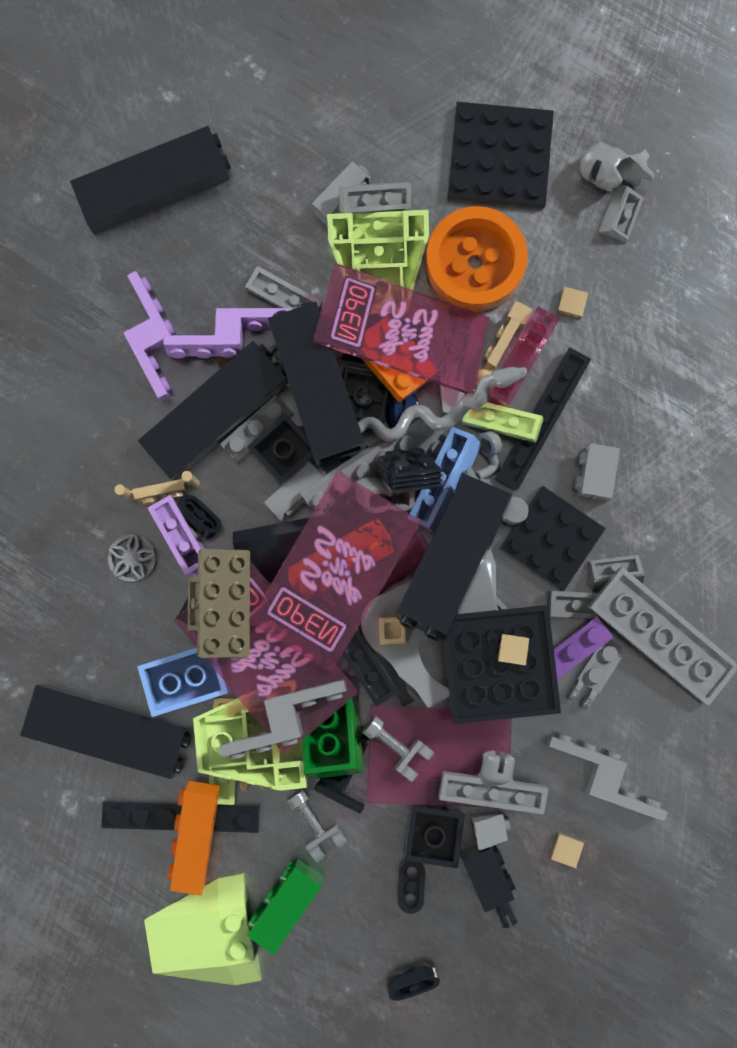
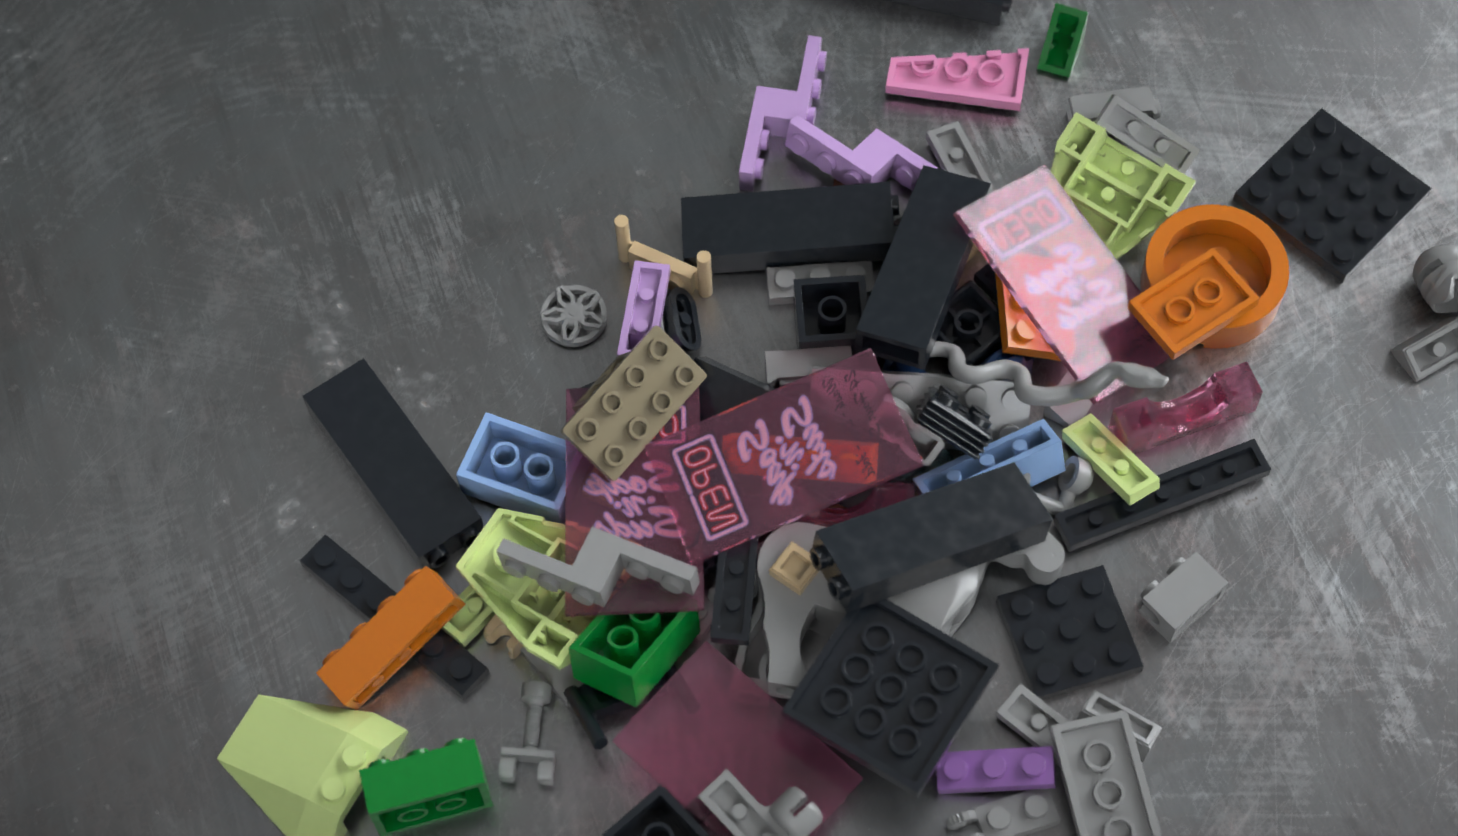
camera: 40 degrees right, 20 degrees down
(241, 231) = (977, 80): none -> bright pink wing
(278, 166) = (1063, 40): none -> green slope
(375, 729) = (688, 660): light grey bar -> none
(484, 291) = (1193, 303): none -> orange plate
(513, 649) = (917, 678): tan tile -> none
(516, 321) = (1182, 379): tan plate -> none
(572, 302) = (1297, 399): tan tile -> none

